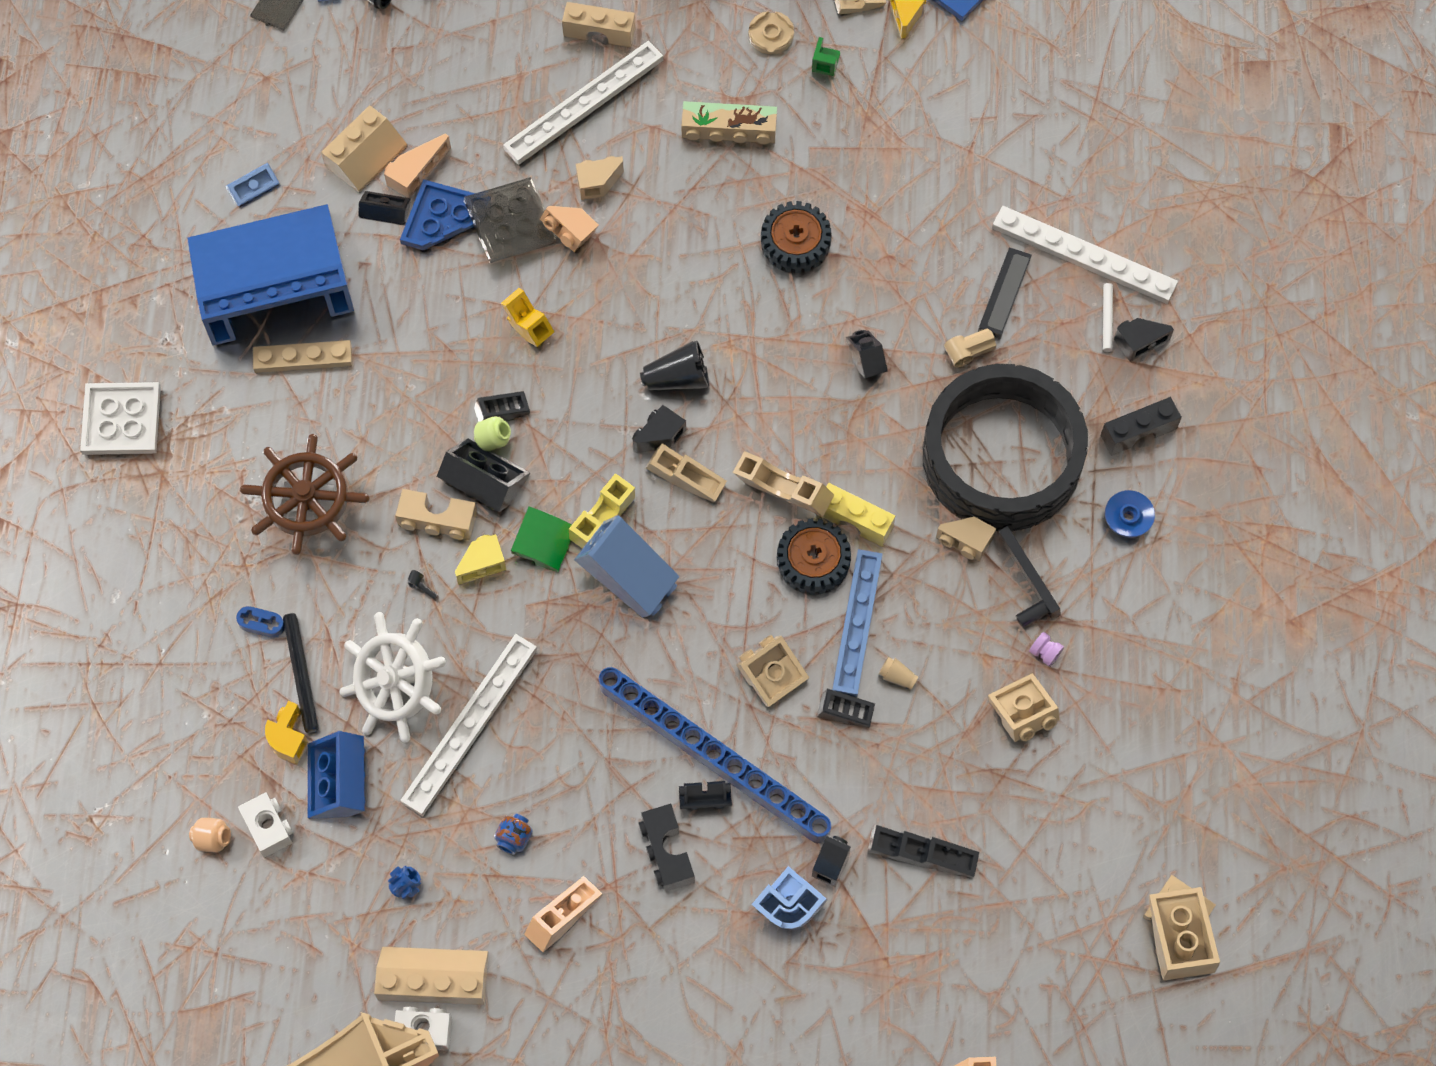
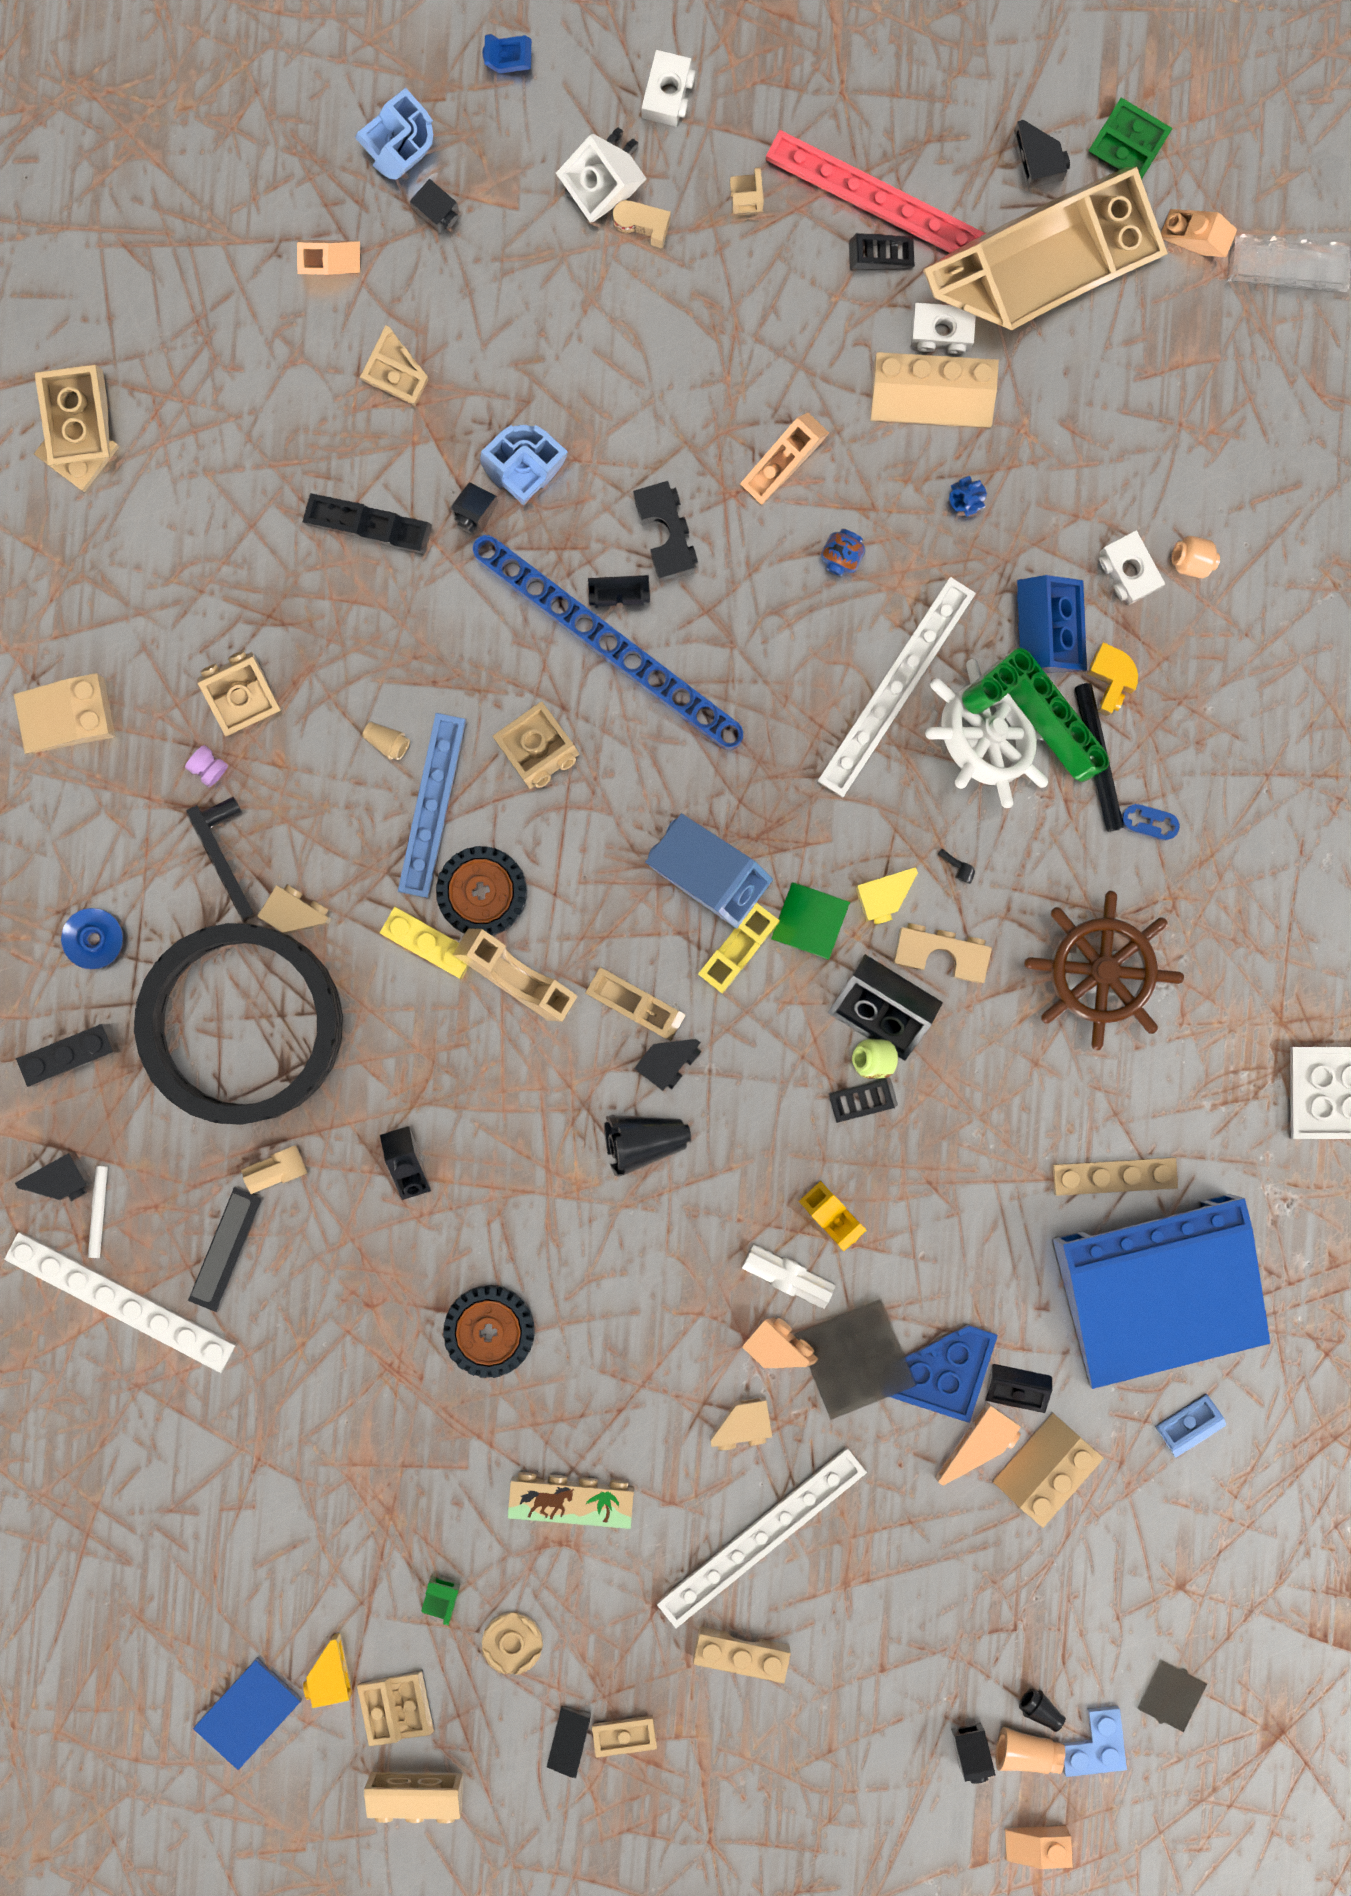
camera: 175 degrees right, 20 degrees up
(362, 722) = (1044, 707): none -> green beam
(562, 279) = (788, 1276): none -> white piece
(843, 717) = (475, 703): black slope -> none
(905, 984) = (394, 369): none -> tan wing
(1167, 689) = (64, 713): none -> tan slope

